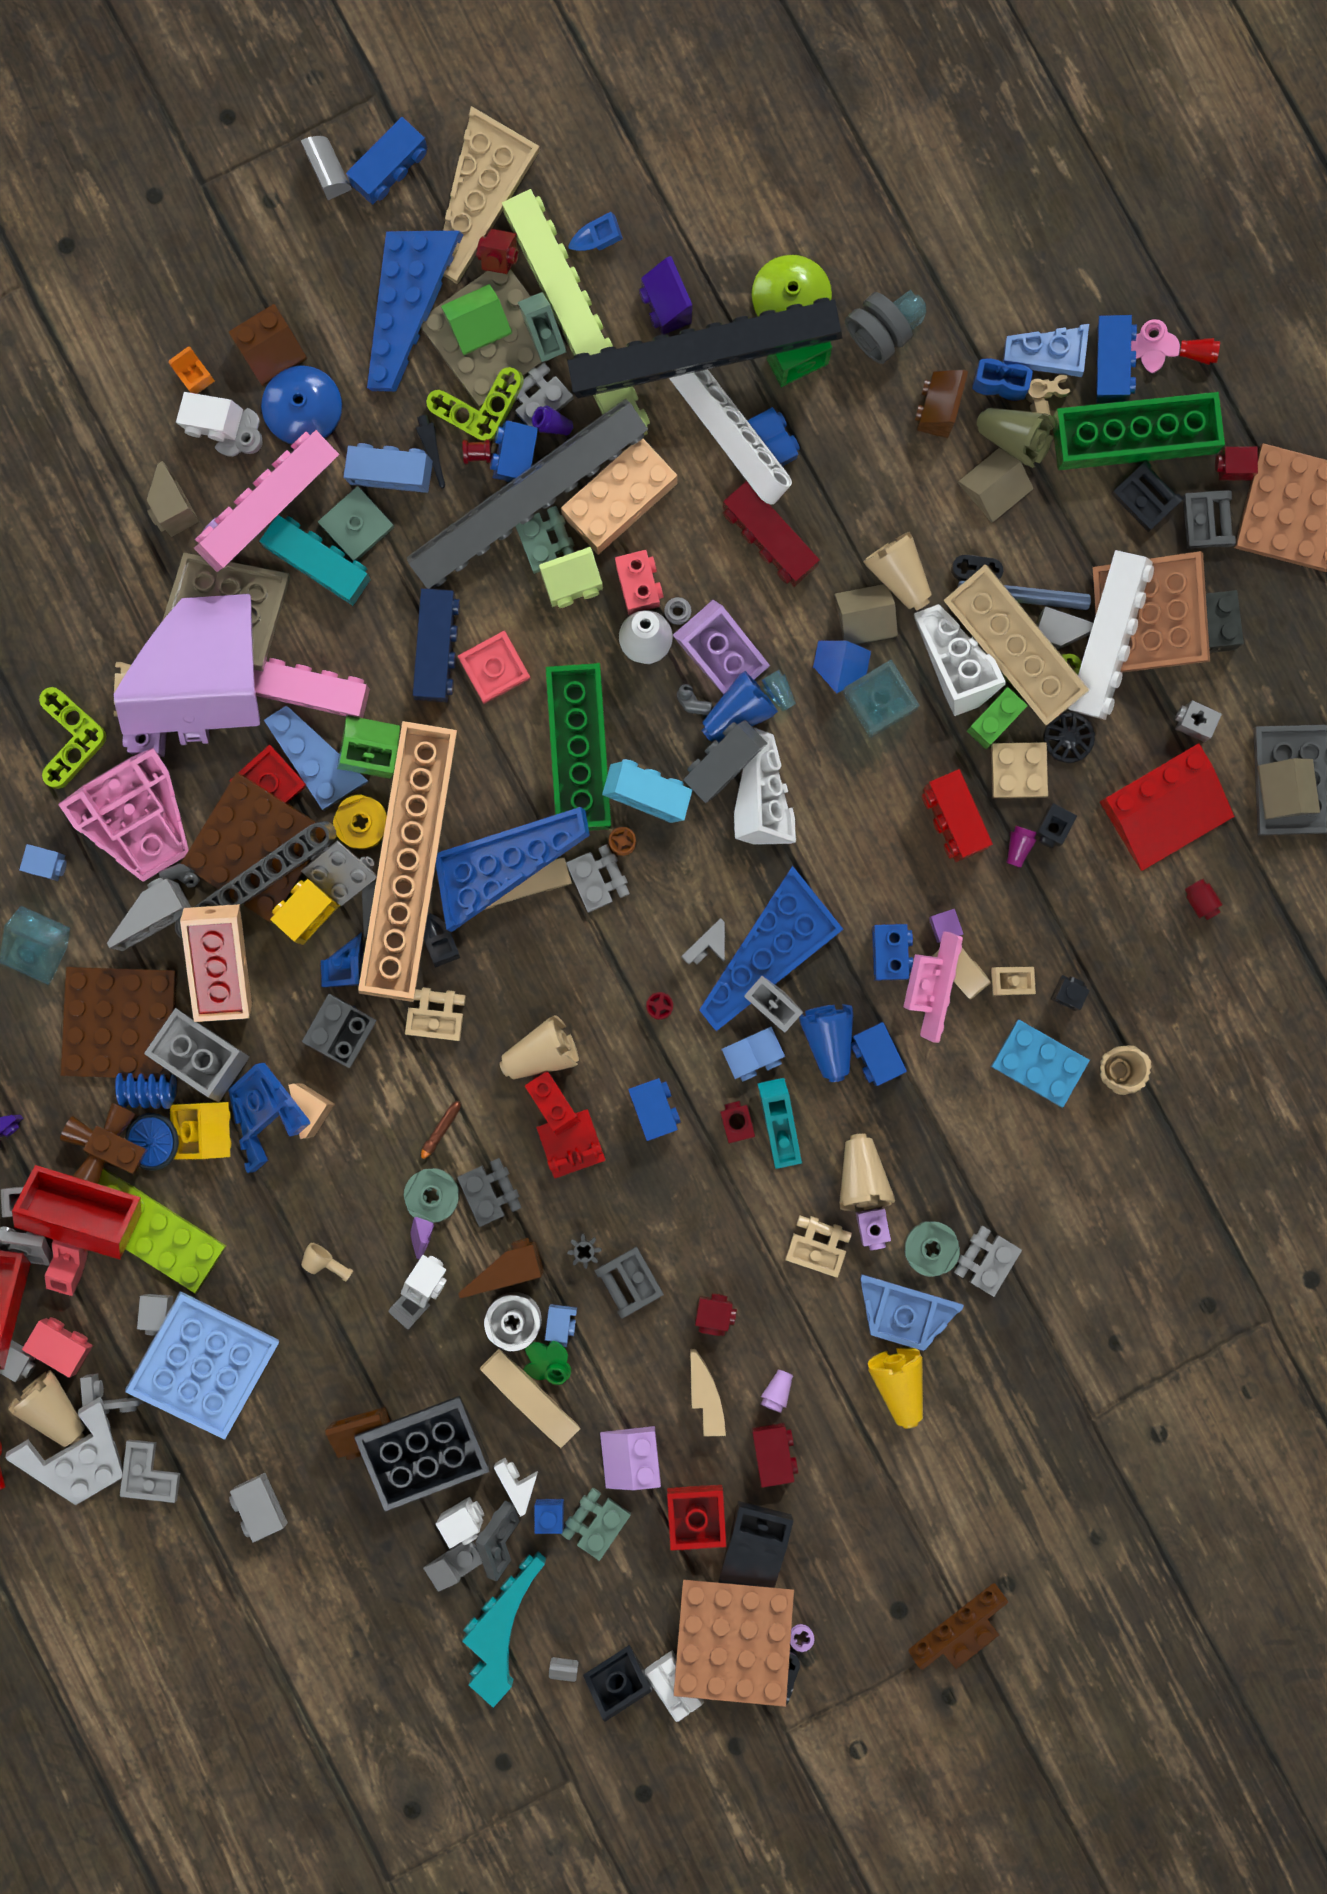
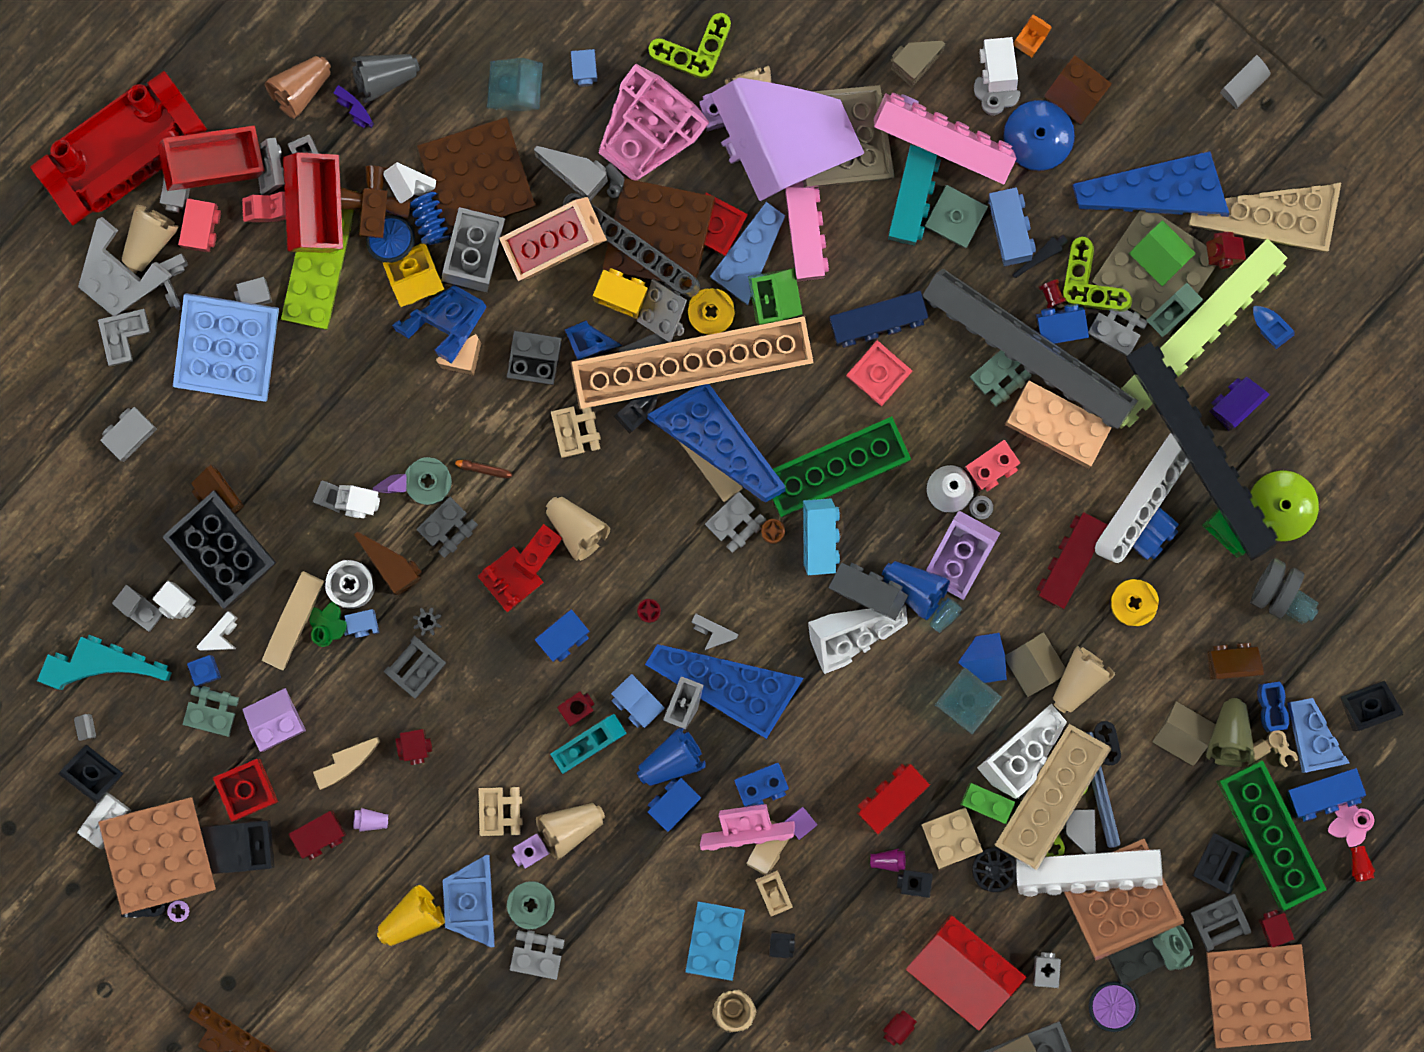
camera: 70 degrees right, 0 degrees up
(94, 1100) = (407, 182): none -> white slope
(317, 1258) = (344, 408): tan bar -> none
(387, 161) = (1268, 131): blue brick -> none
(492, 1540) = (168, 632): dark grey plate -> none
(551, 421) = (1099, 346): dark purple cone -> none
(571, 577) = (974, 410): yellowish green slope -> none
(690, 702) = (908, 545): dark grey arm -> none
(848, 474) = (1121, 599): none -> yellow plate
(1038, 278) = (1370, 706): none -> black slope
(1224, 576) = (1174, 947): none -> sand green plate
(1258, 665) = (1113, 1006): none -> medium lavender wheel

